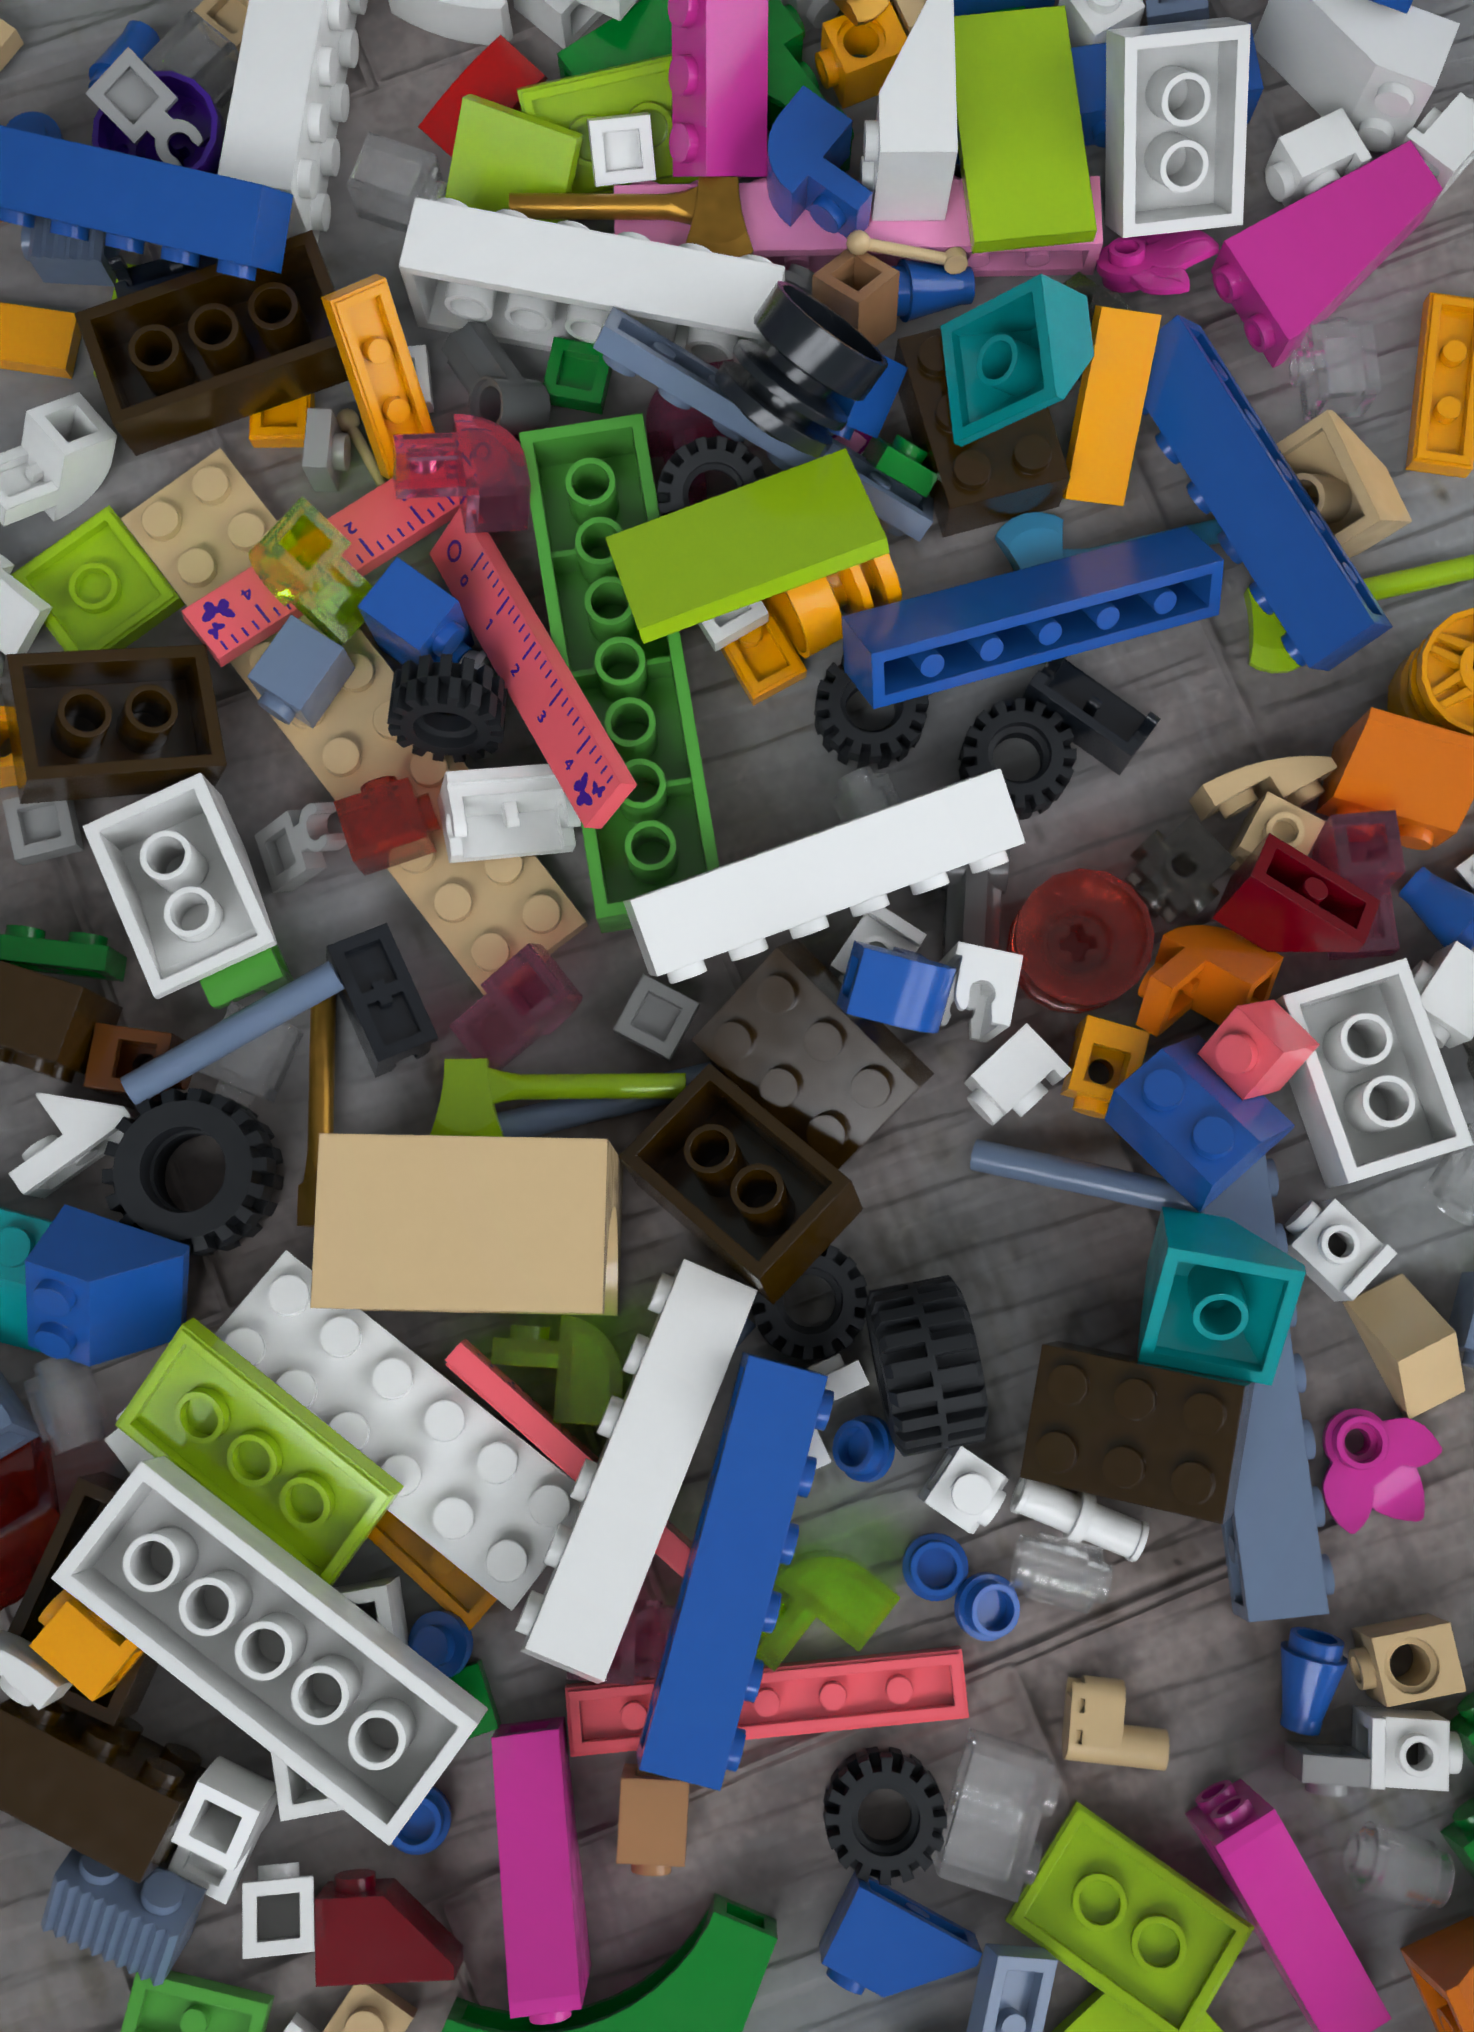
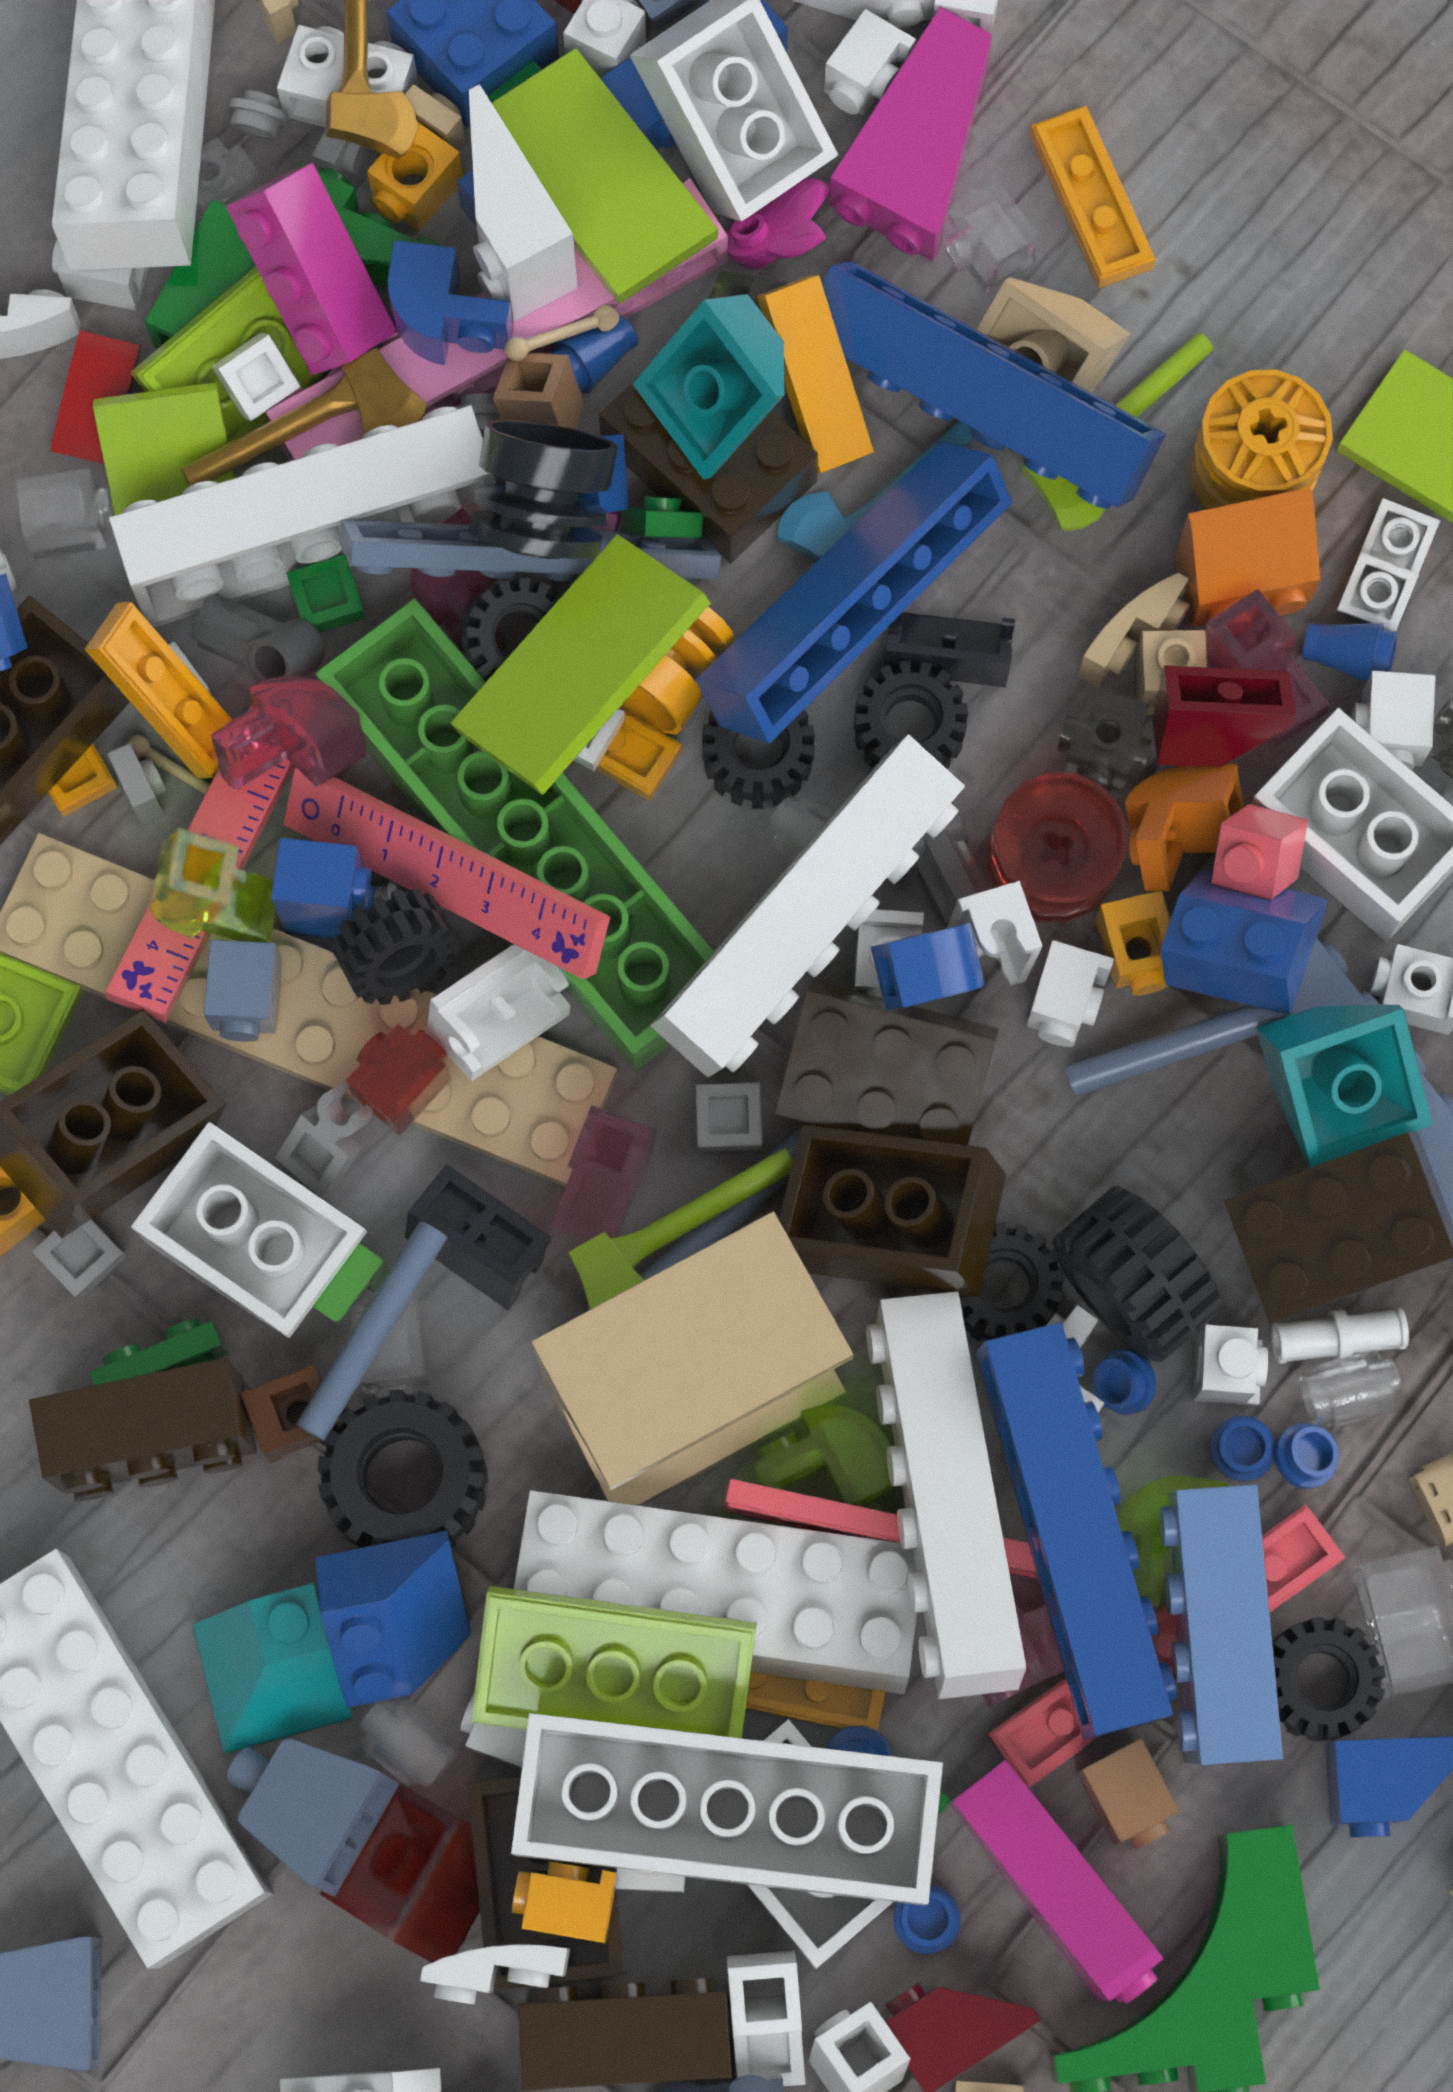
camera: 30 degrees left, 5 degrees down
(85, 1132) = (286, 1493): white slope -> none
(319, 1100) = (528, 1427): pearl gold piece -> none
(813, 1733) = (1221, 1626): none -> medium blue wedge

